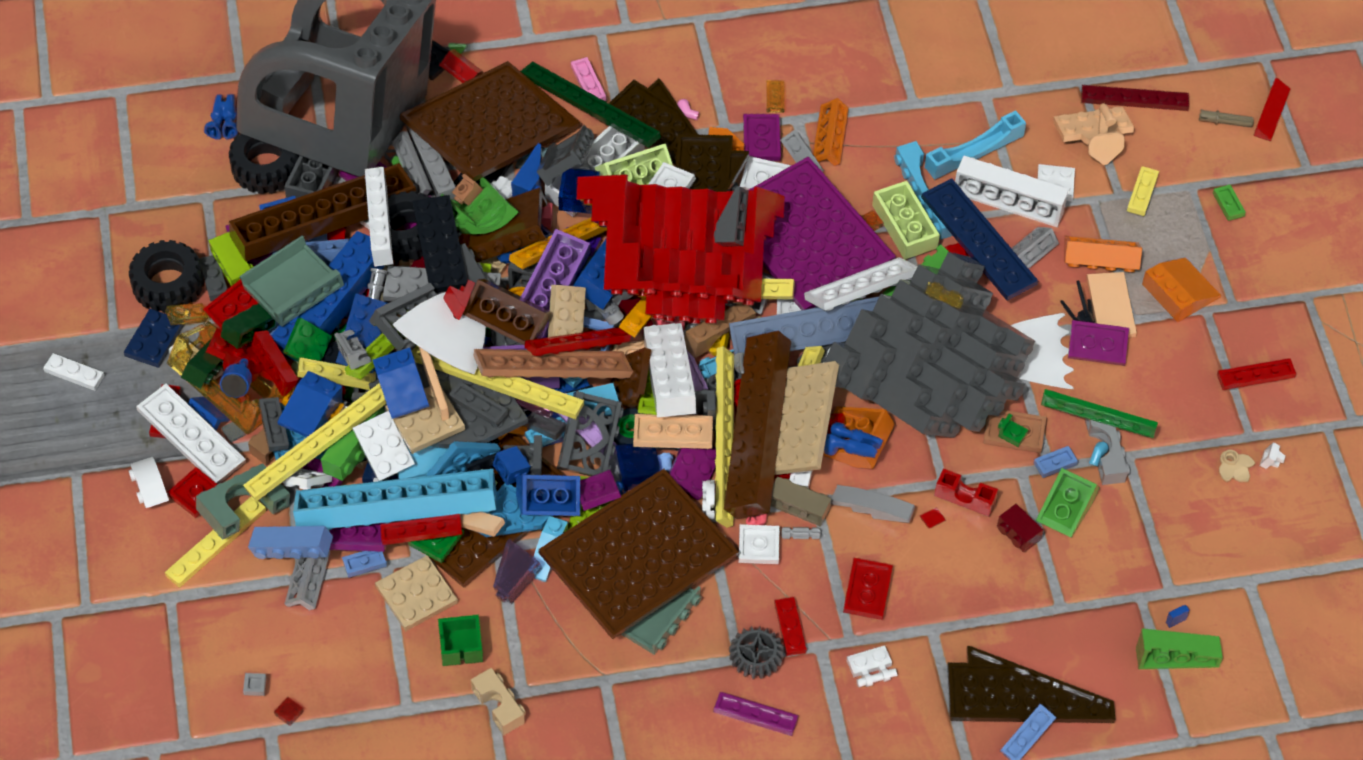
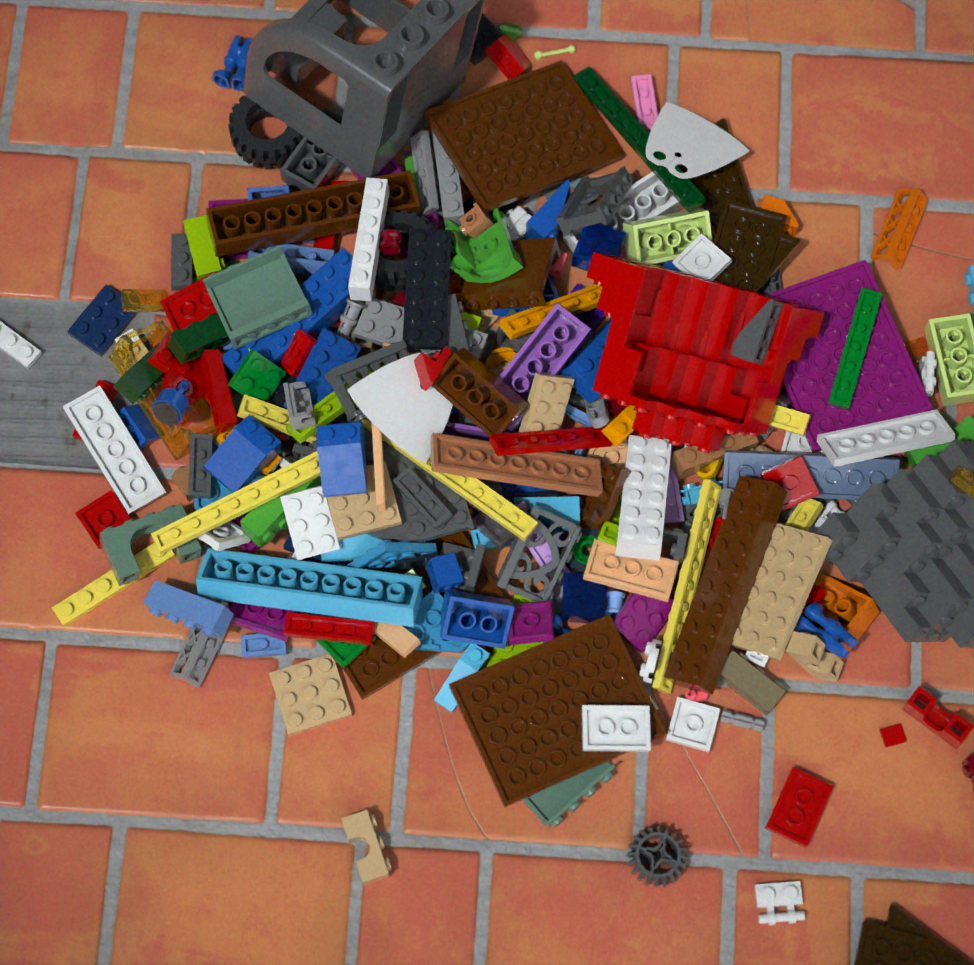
camera: 15 degrees right, 15 degrees up
(149, 482) = (57, 497): white brick -> none
(163, 257) = (126, 227): black tyre -> none
(232, 432) = (161, 453): clear light blue piece -> none
(254, 684) = (115, 764): light grey plate -> none
(288, 711) = (144, 803): clear red plate -> none
(338, 316) = (298, 352): none -> red panel
(398, 214) = (390, 241): none -> dark red wheel
(460, 640) = (343, 767): green piece -> none
(486, 63) = (538, 55): none -> yellowish green hinge
(514, 572) = (419, 698): clear purple slope -> none
(642, 97) = (699, 142): none -> white piece
(684, 106) = (746, 167): bright pink arm -> none
(693, 553) = (616, 728): none -> white plate
(755, 713) = (639, 927): magenta tile -> none
(759, 170) = (810, 262): white wing -> none
(762, 136) = (821, 216): magenta plate -> none
(775, 96) = (849, 167): clear yellow plate -> none
(790, 626) = (702, 831): red plate -> none
(797, 331) = (795, 479): none -> red plate
(798, 148) = (859, 244): light grey plate -> none
(817, 224) = (855, 348): none -> green tile
(840, 458) = (810, 654): none -> tan arch
(873, 503) = (830, 705): light grey slope -> none
(883, 231) = (926, 372): none -> white plate

